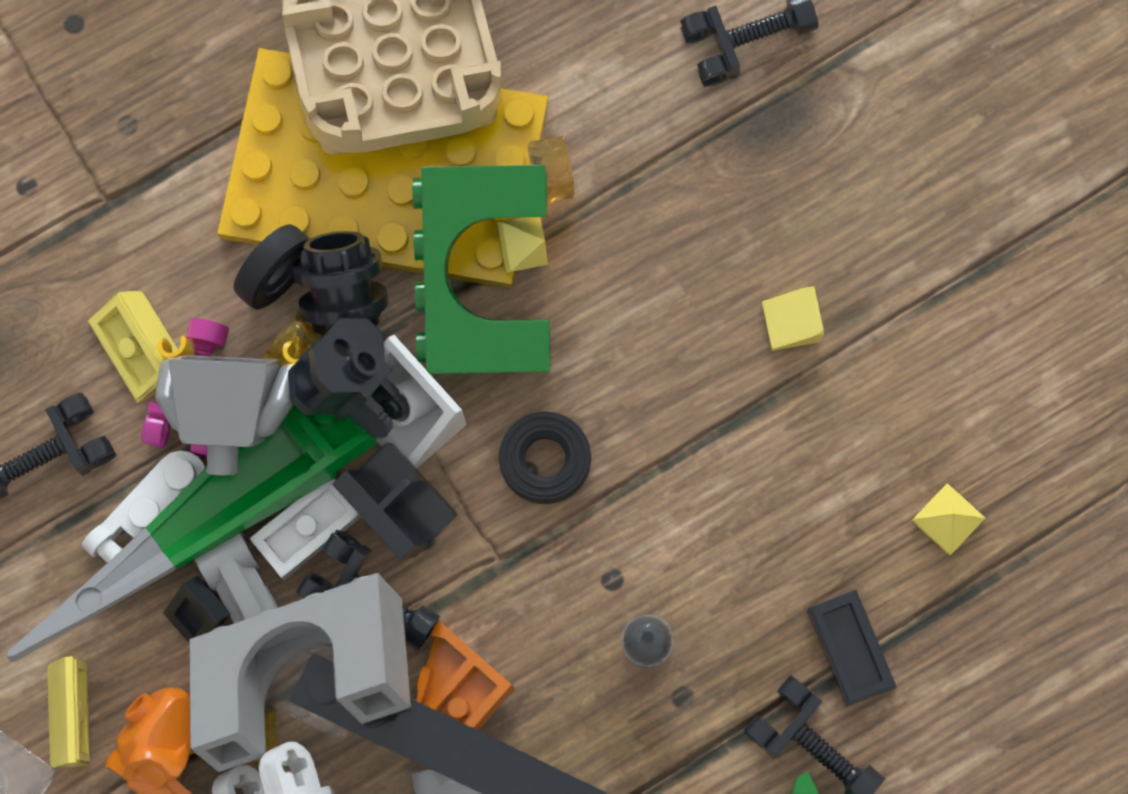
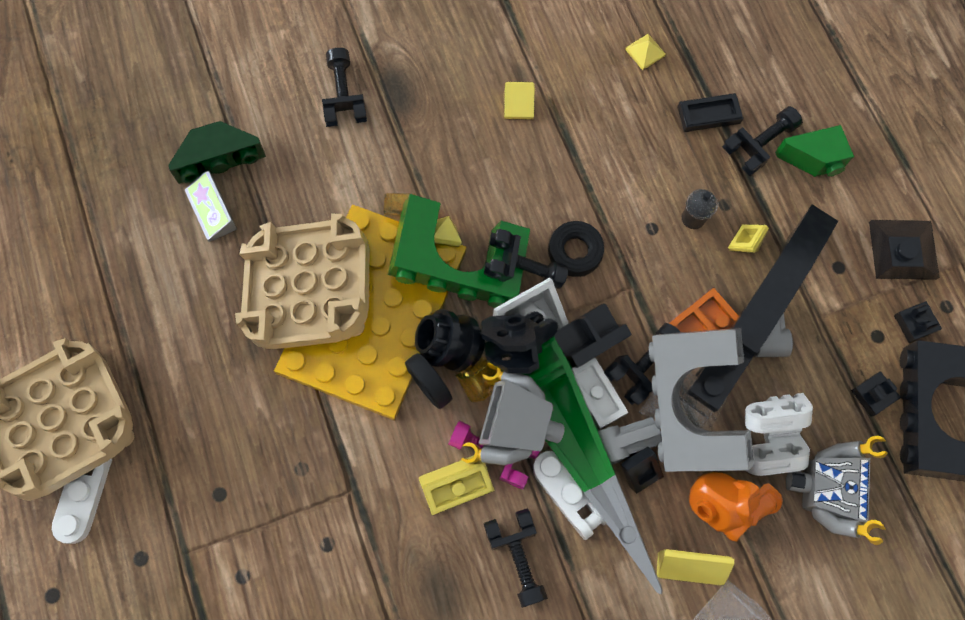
camera: 90 degrees left, 5 degrees down
(484, 424) = (505, 269): none -> black bar
(617, 739) = (749, 238): none -> light yellow slope

